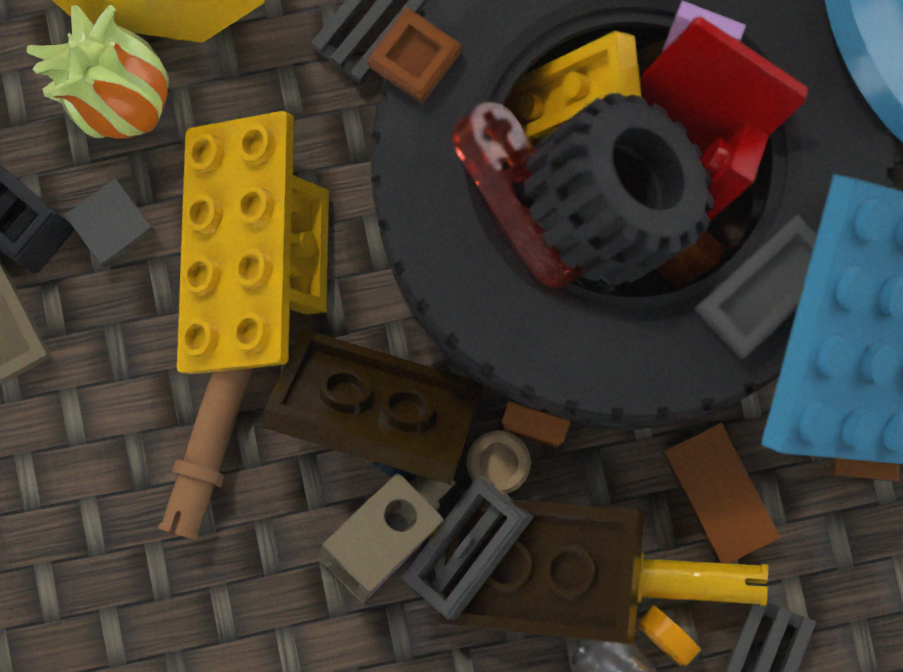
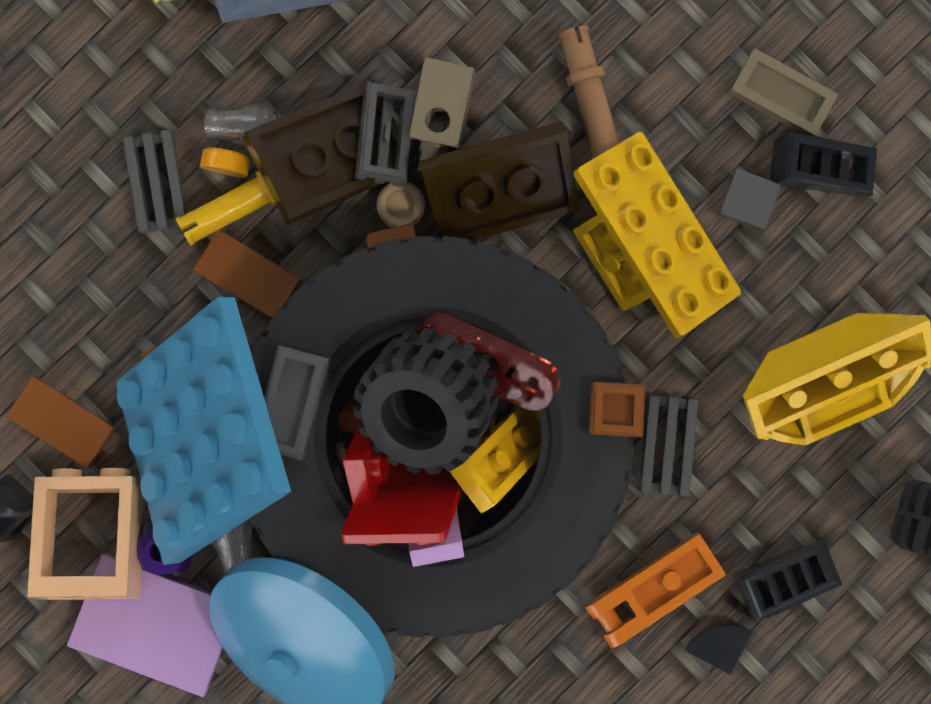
camera: 145 degrees right, 5 degrees up
(104, 77) = (815, 285): yellowish green hair -> none

